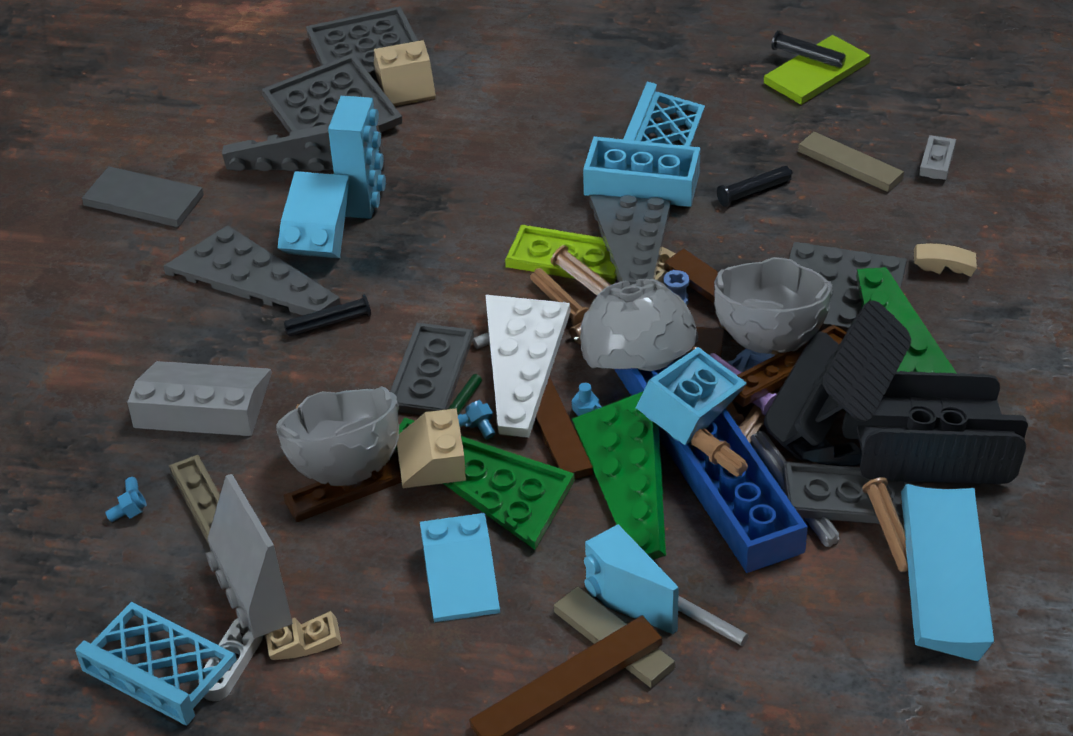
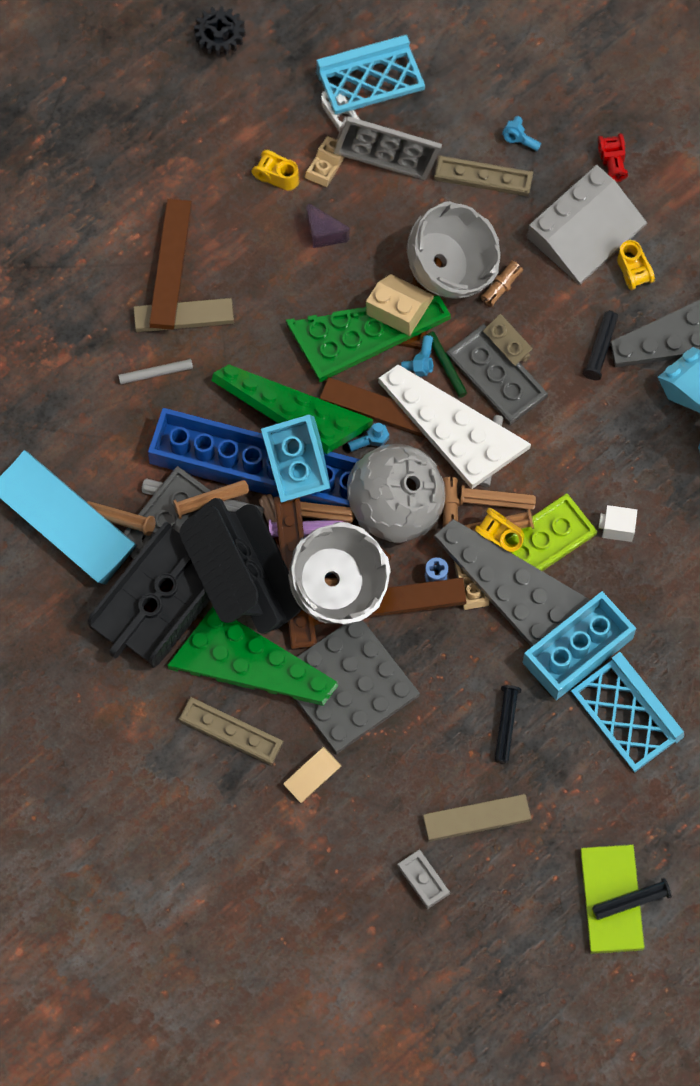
camera: 125 degrees right, 25 degrees up
(96, 417) = (613, 155): none -> red connector
(218, 338) = (635, 269): none -> yellow piece
(357, 668) = (273, 168): none -> yellow piece
(389, 368) = (508, 340): none -> dark tan hinge
(398, 580) = (325, 229): none -> clear purple slope
(459, 567) = (304, 269): medium azure slope -> none
(500, 212) = (618, 523): none -> white brick
(597, 255) = (499, 530): none -> yellow piece
(630, 580) = (202, 336): medium azure slope -> none
(719, 452) = (240, 443): medium nougat axle -> none
(796, 455) = (197, 502): none -> medium nougat axle
(975, 334) = (231, 731): none -> dark tan tile

